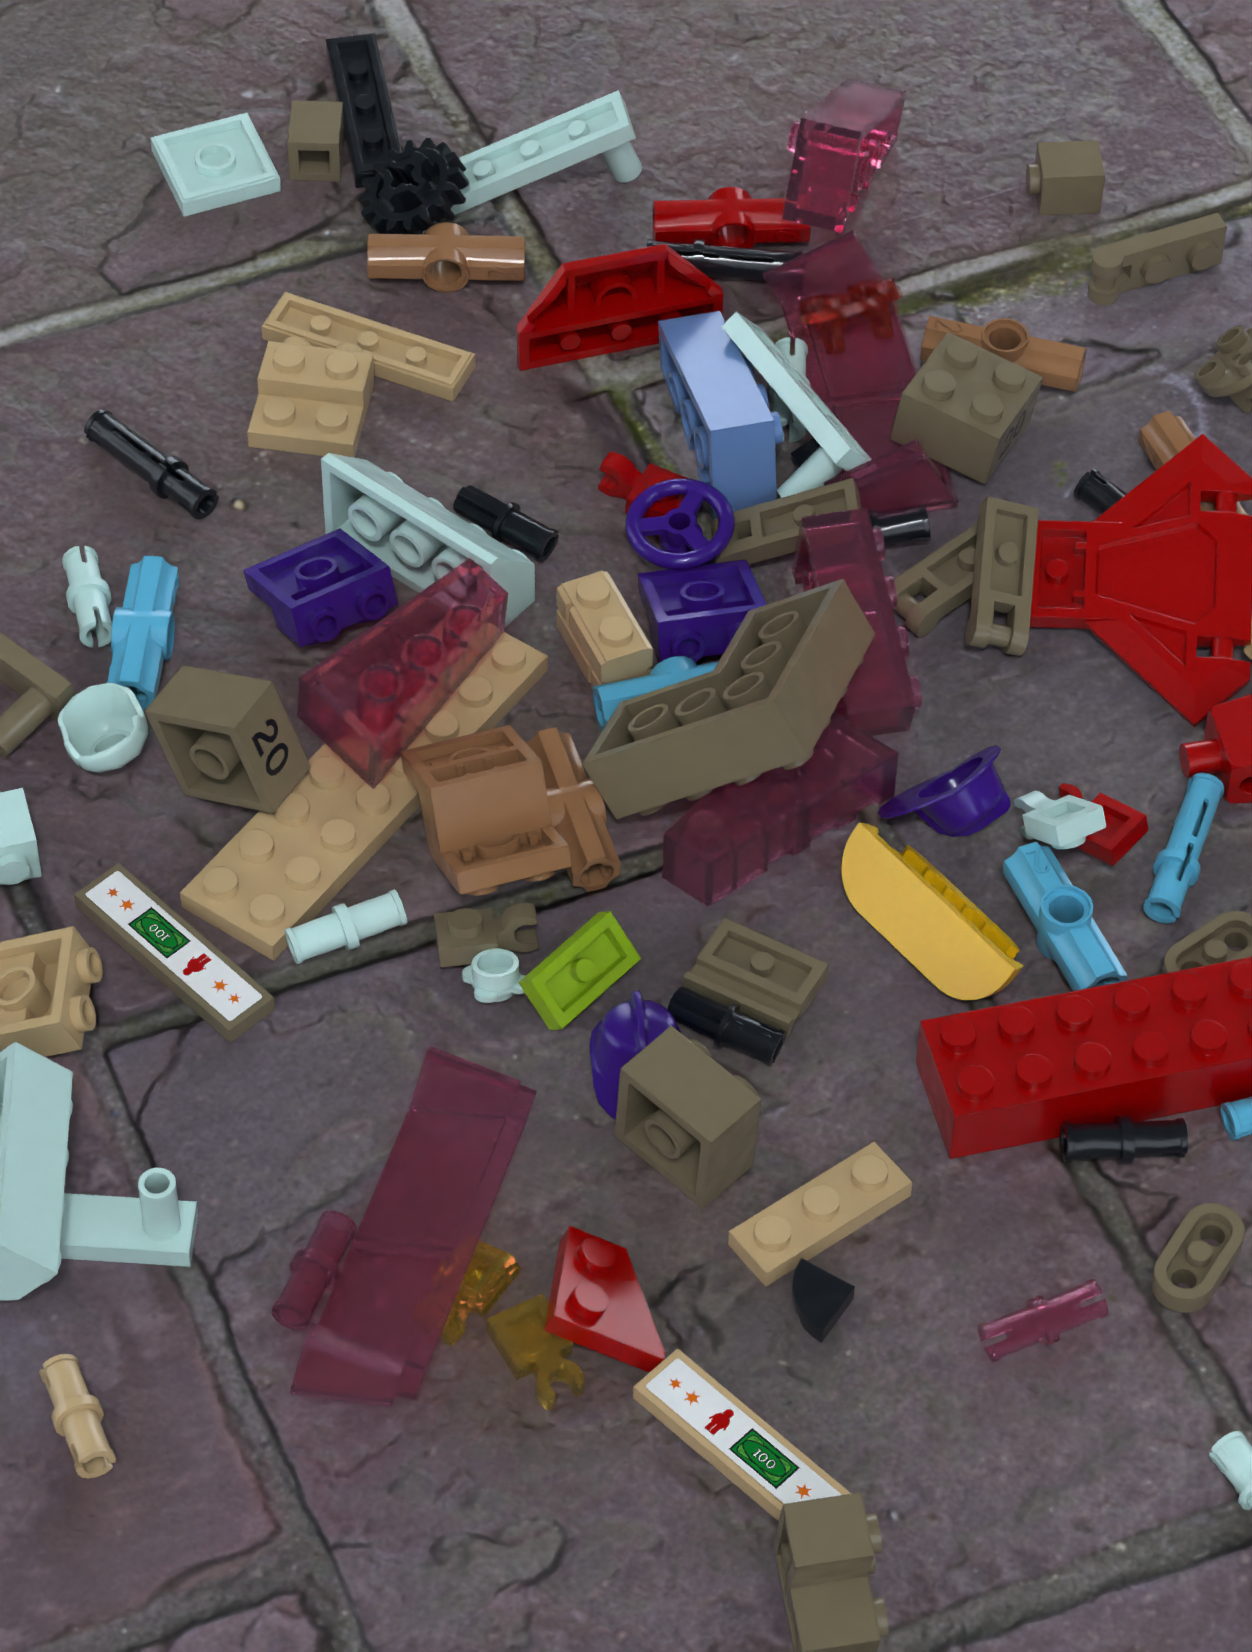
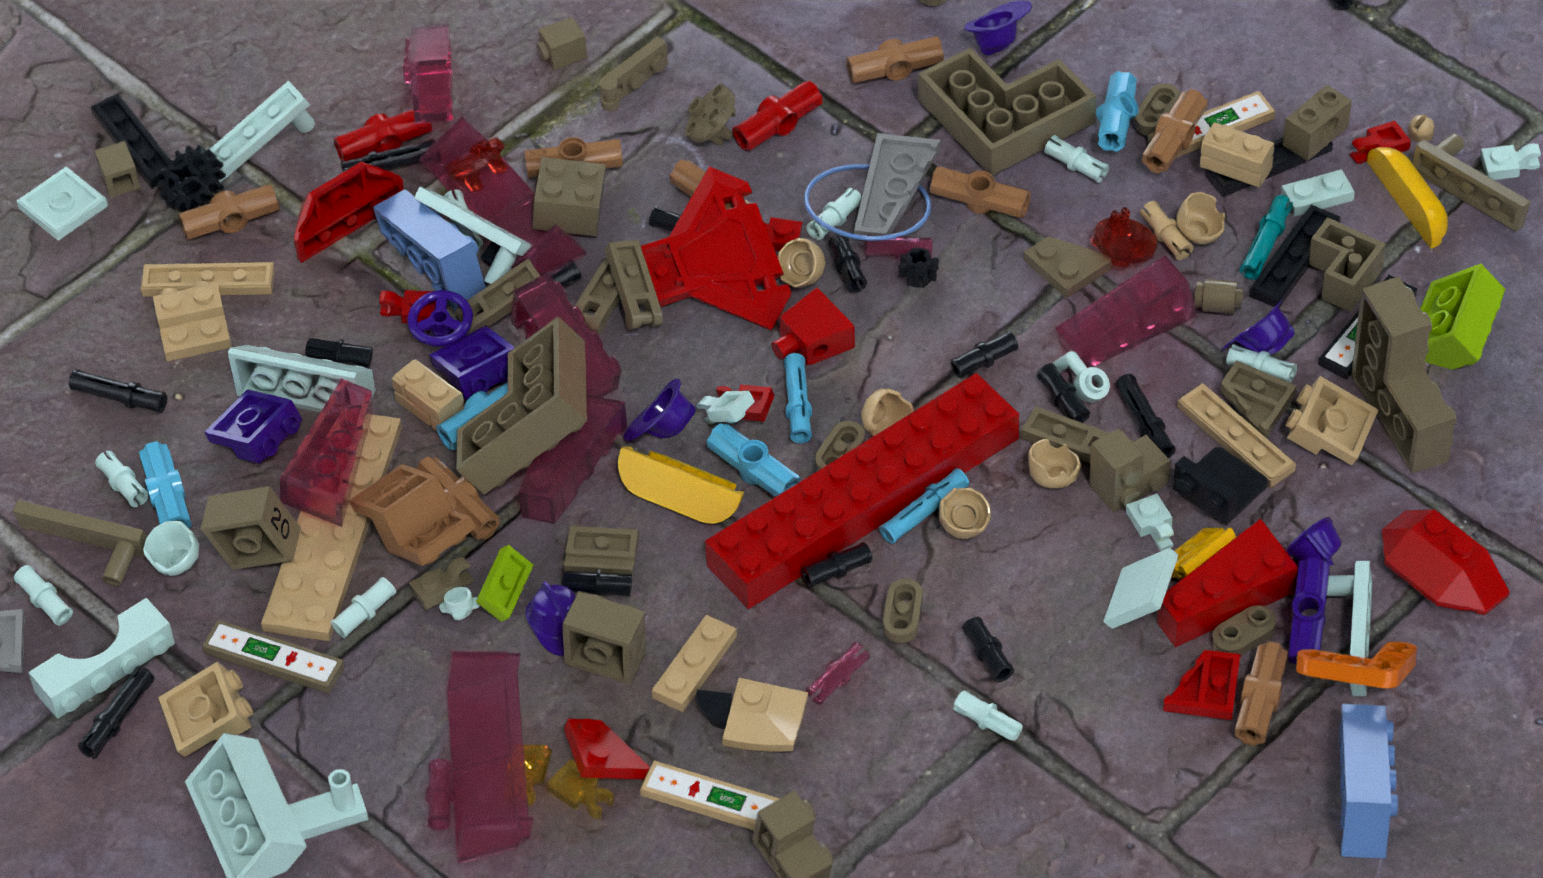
camera: 20 degrees left, 0 degrees up
(891, 1346) = (764, 717): none -> tan plate

